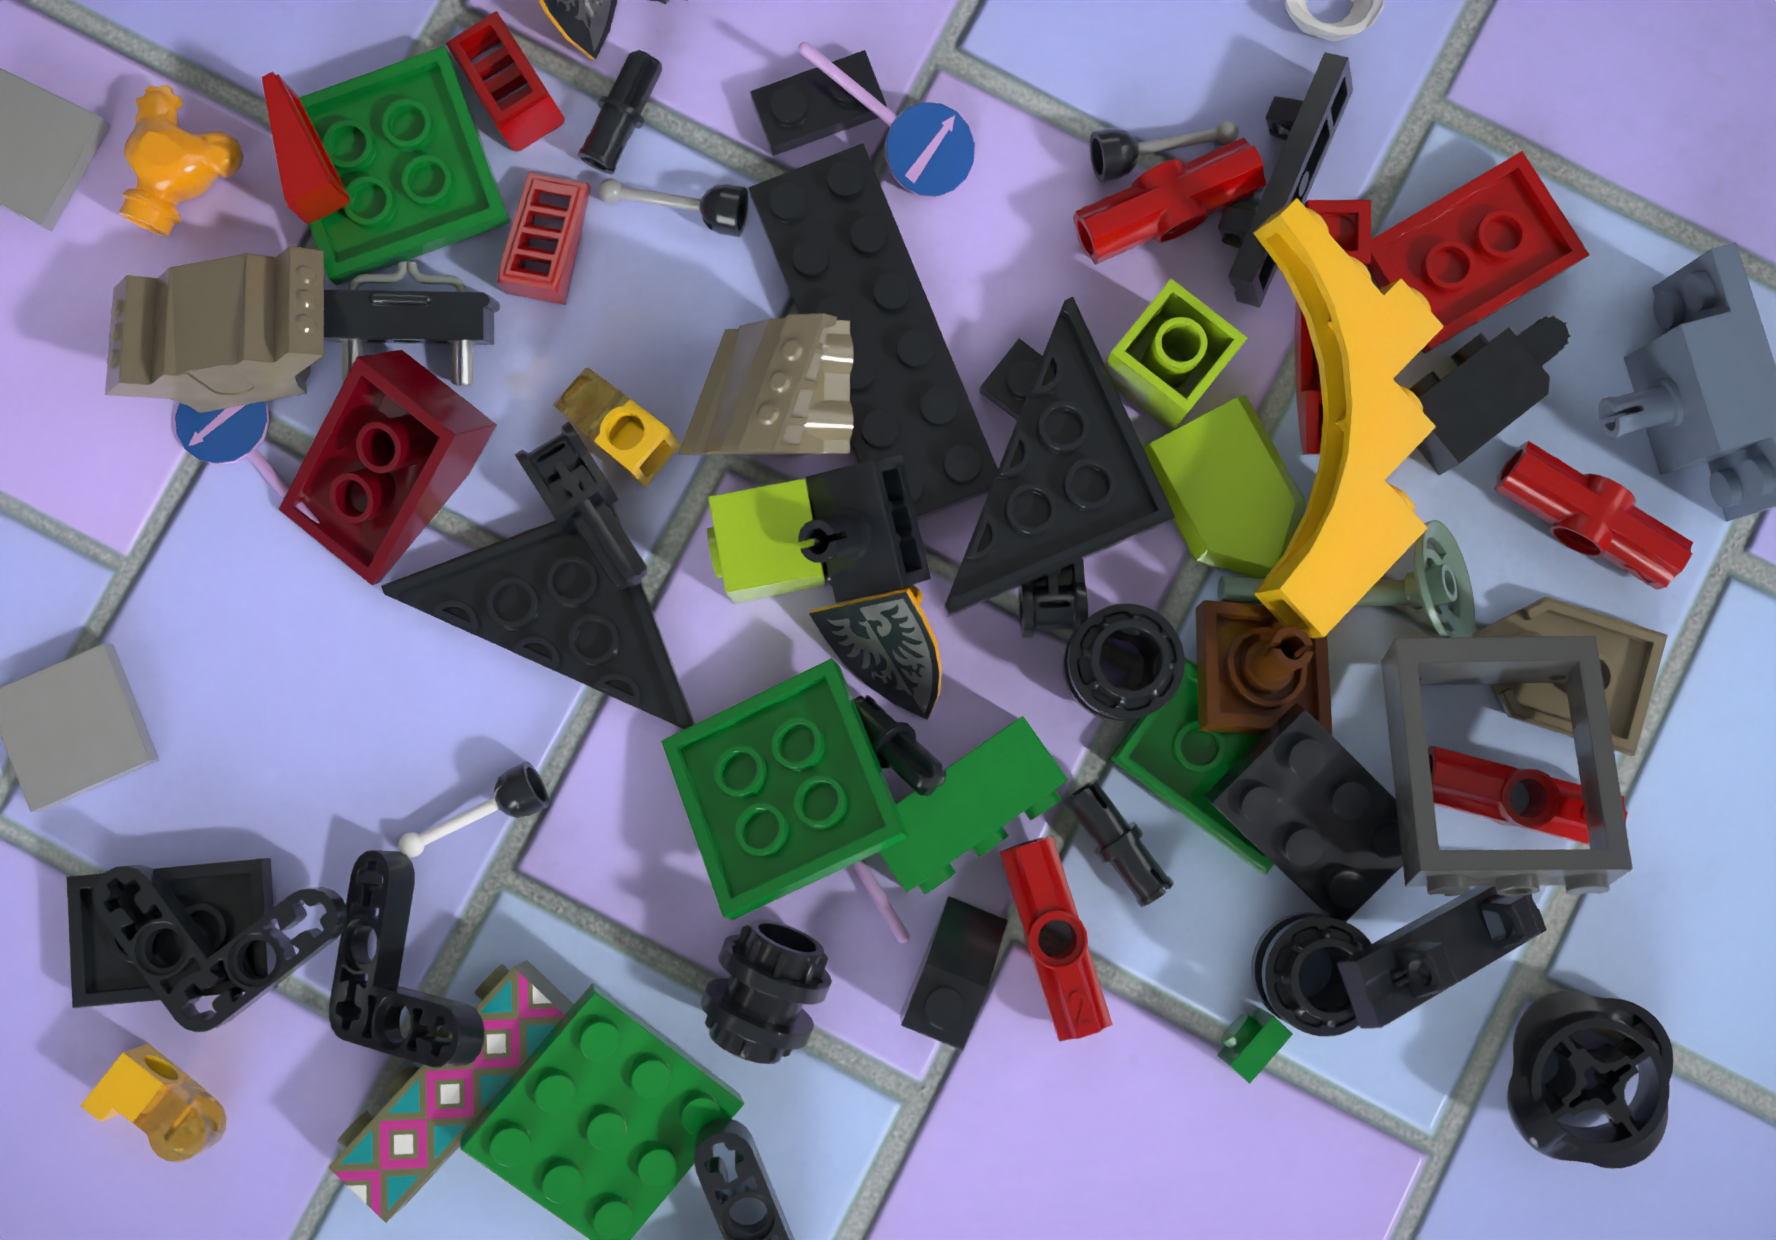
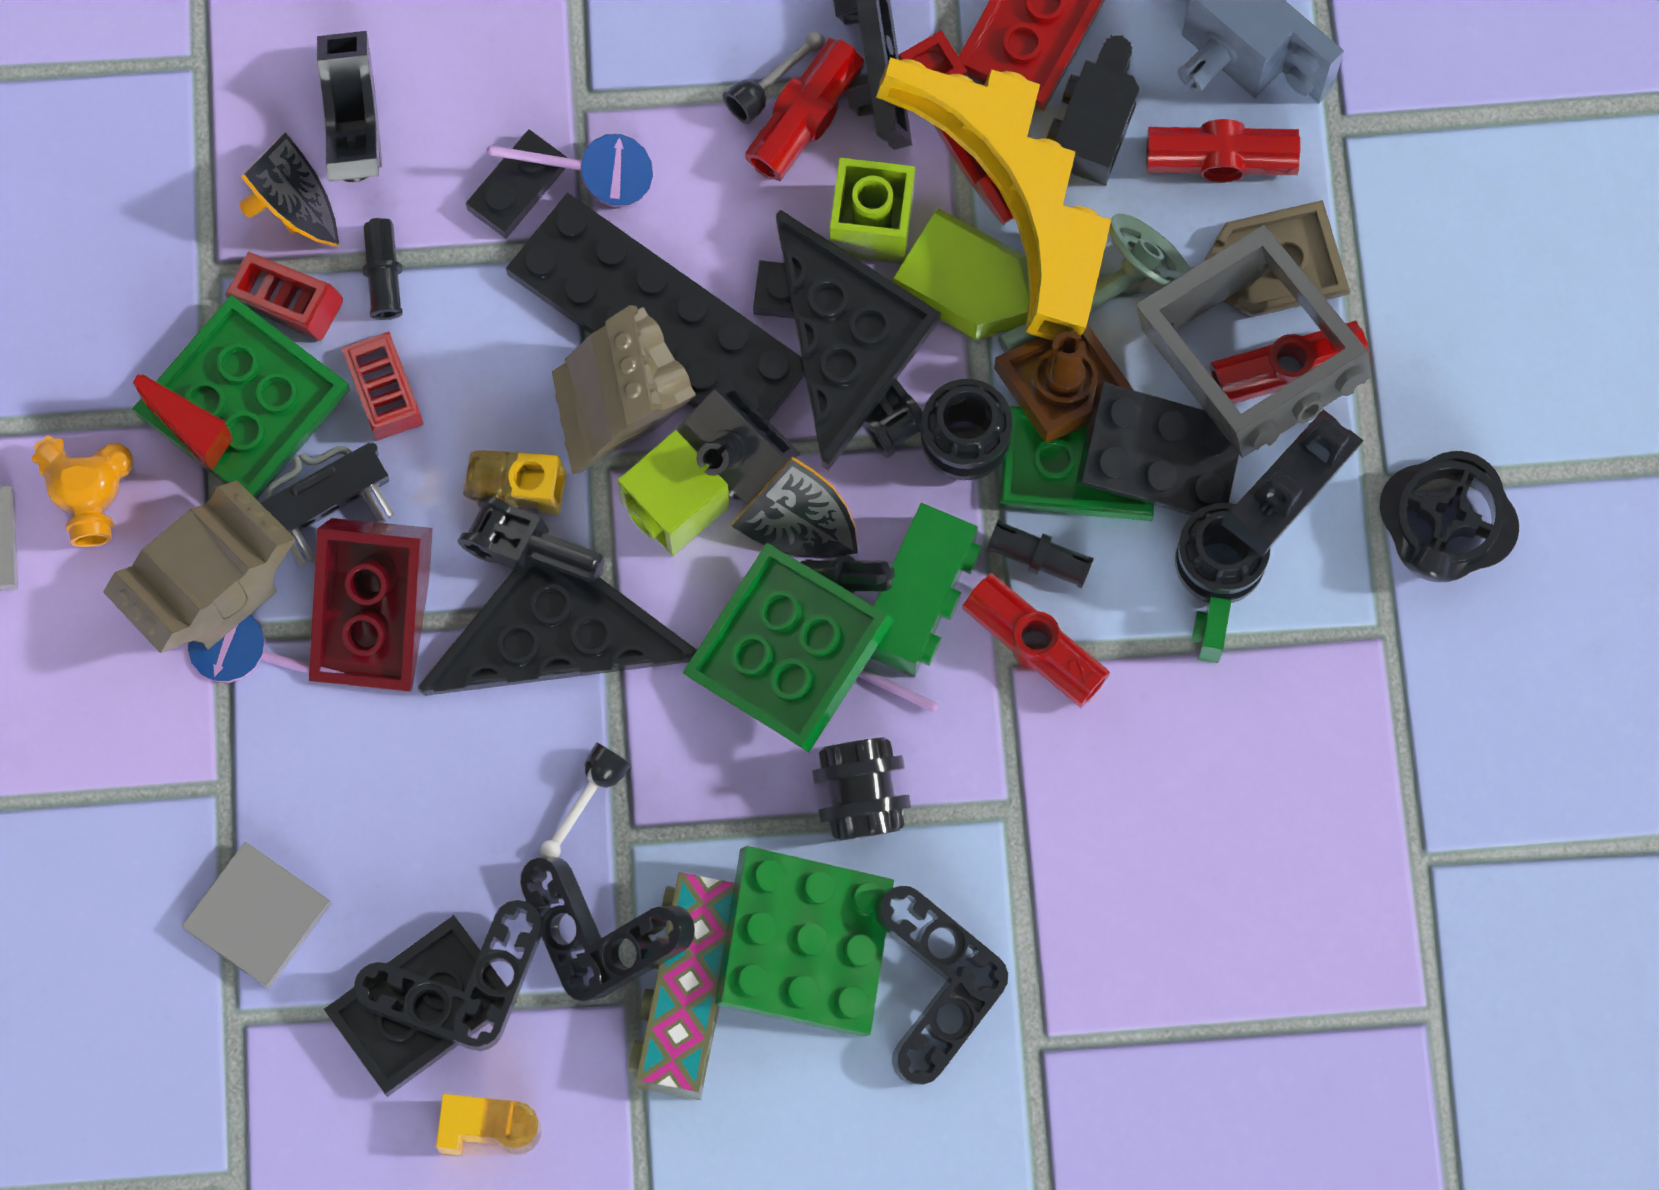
camera: 30 degrees left, 10 degrees down
(721, 207) = (493, 293): hinge -> none
(954, 973) = (982, 708): black slope -> none

